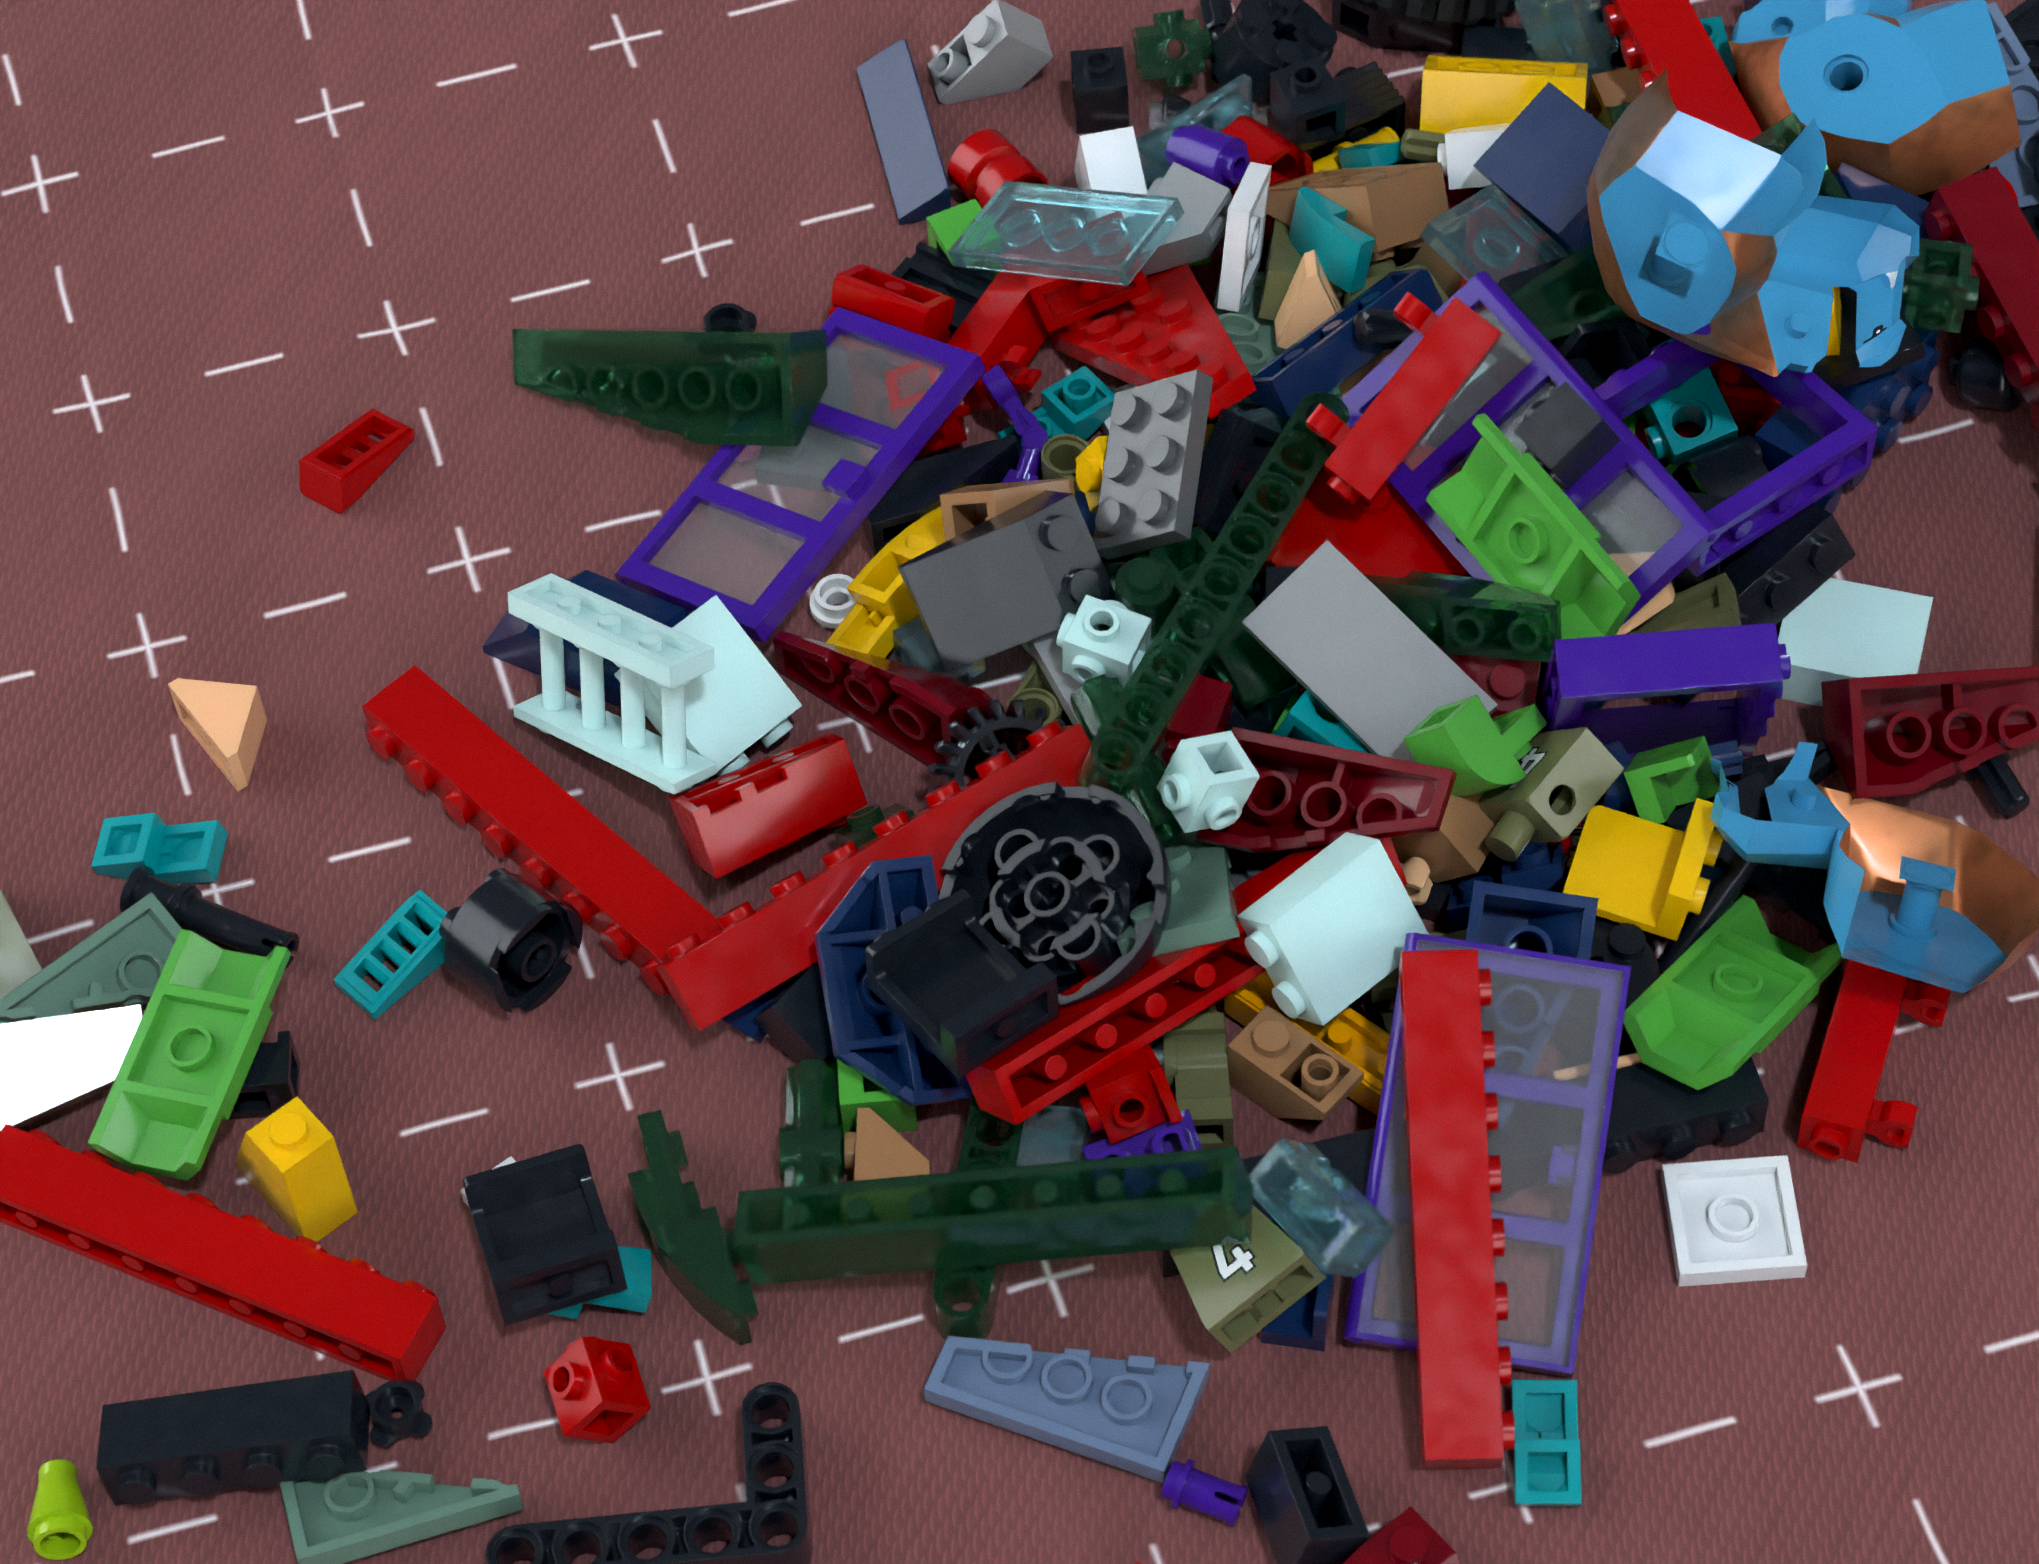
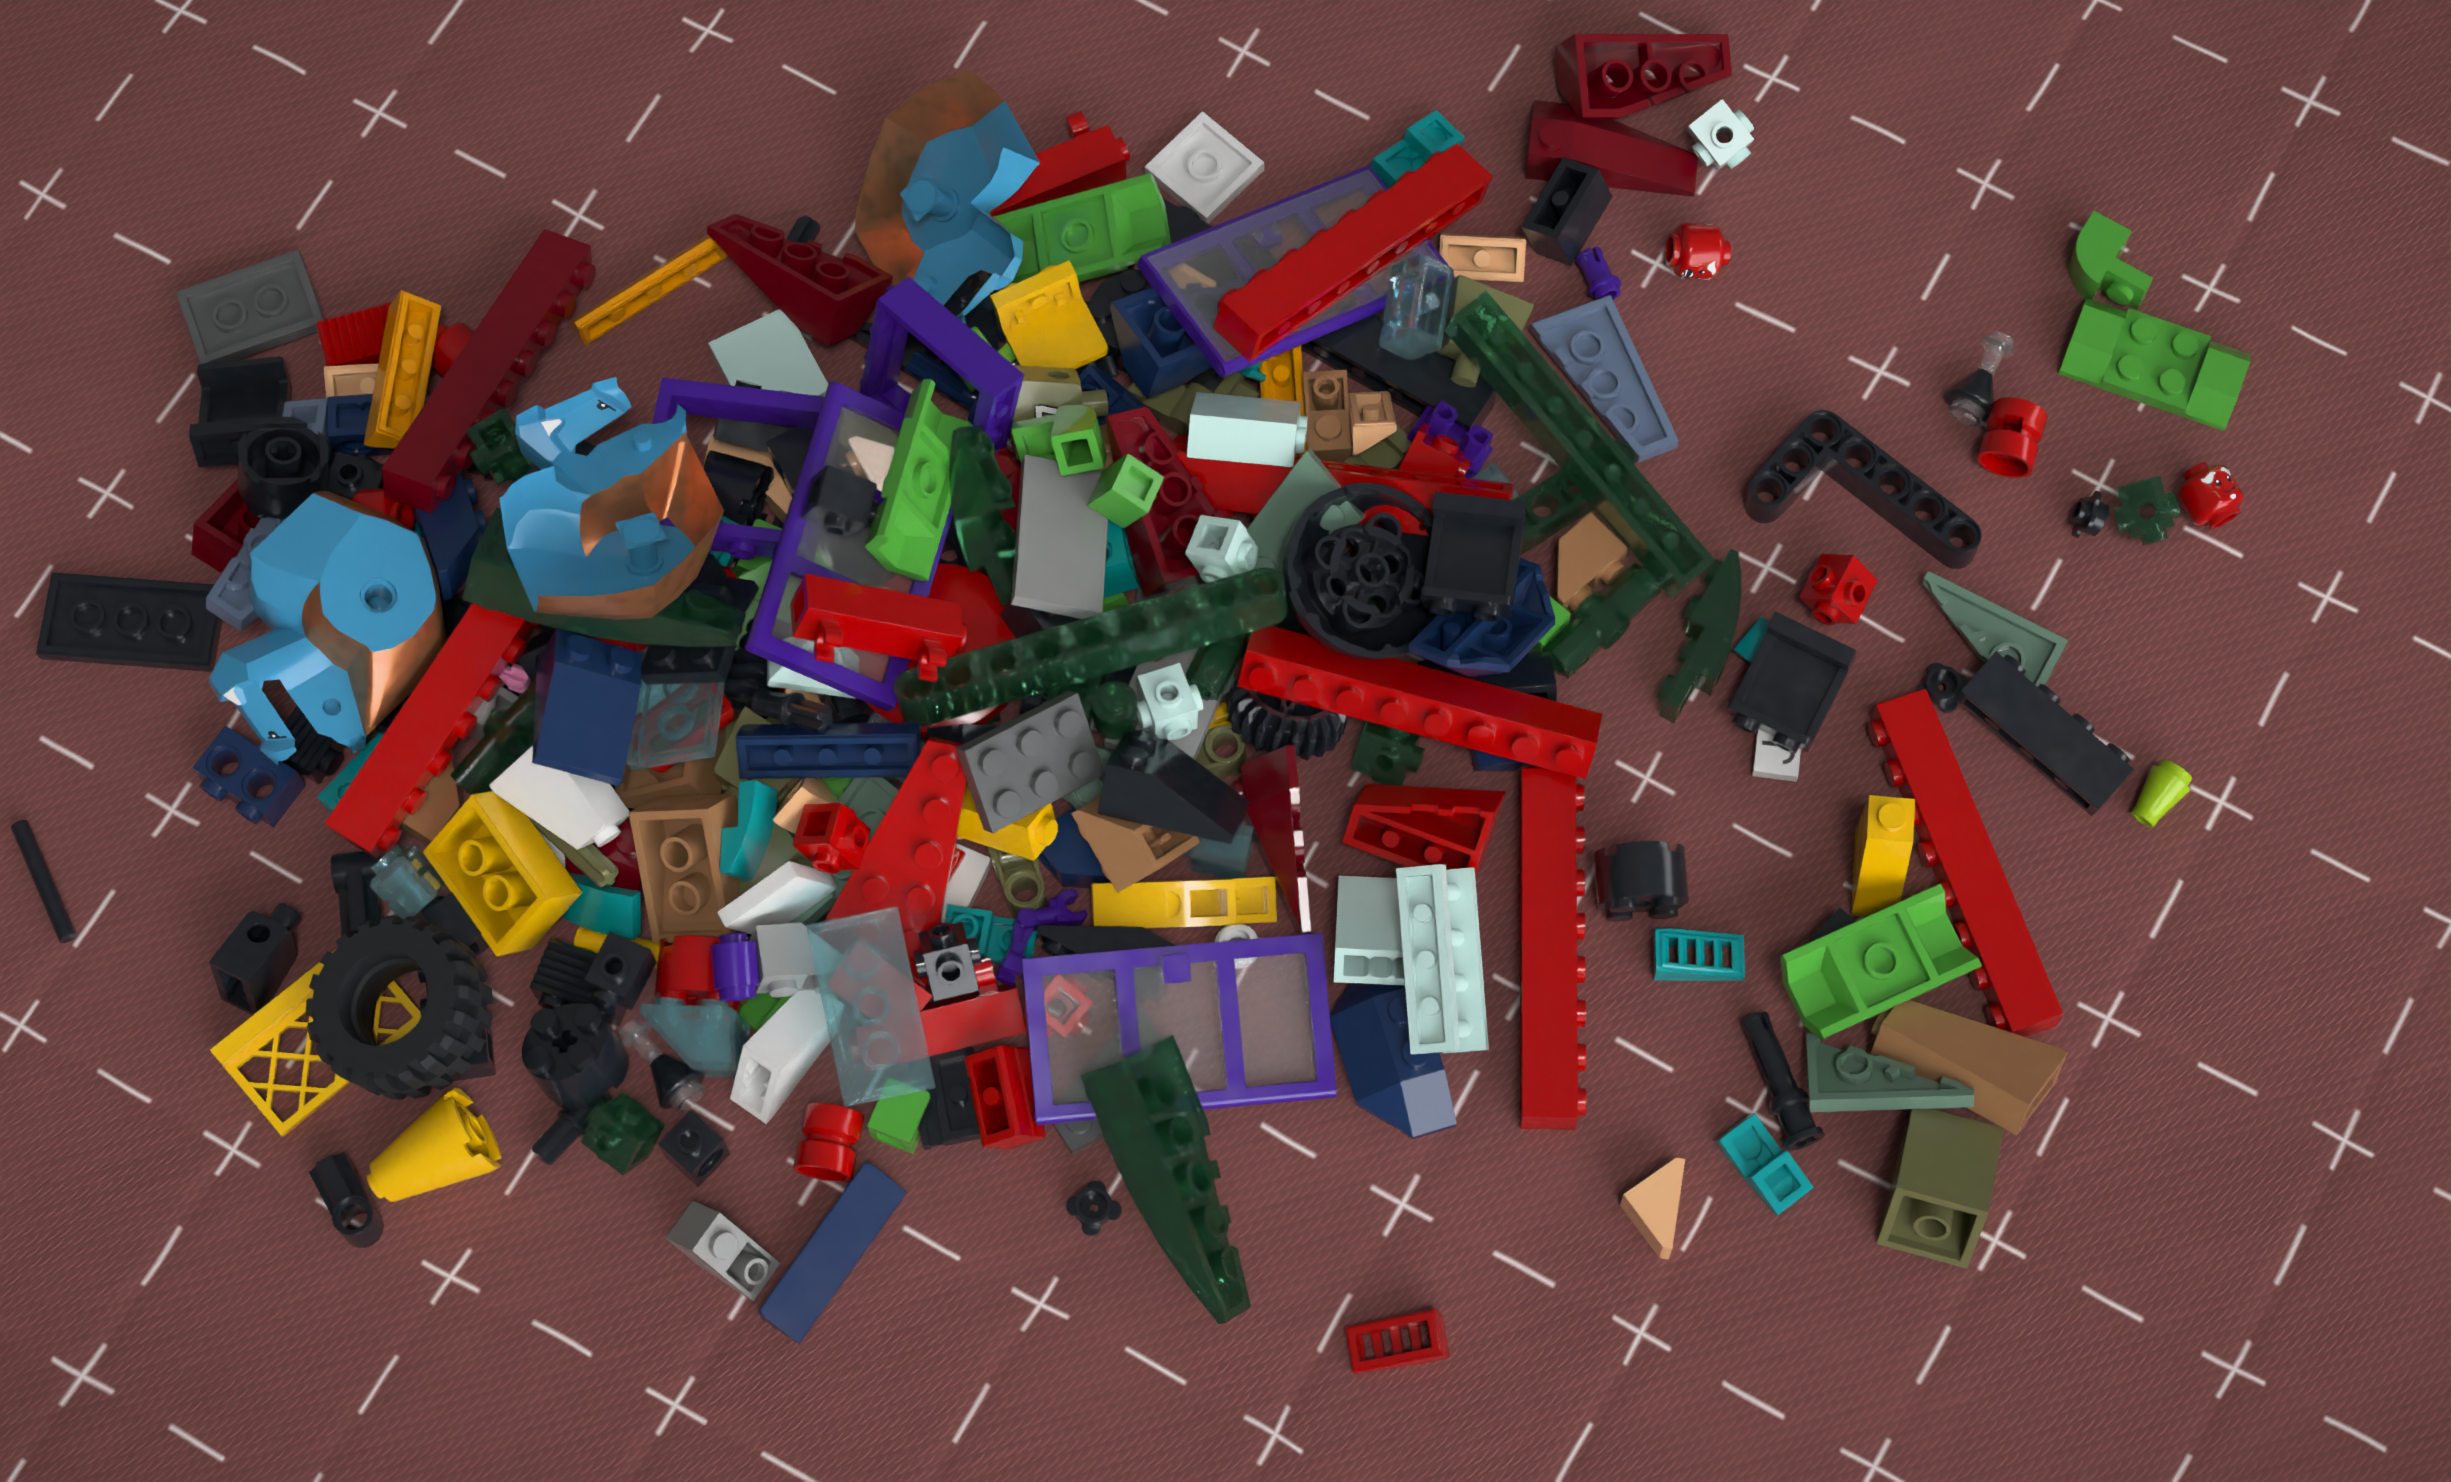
camera: 135 degrees left, 15 degrees up
(1051, 328) = (948, 960): none -> black brick
(1248, 1094) = (1370, 419): none -> light nougat slope
(1251, 287) = (831, 837): none -> red brick
(1356, 738) = (1125, 491): none -> bright green panel
(1358, 1400) = (1484, 256): none -> light nougat slope

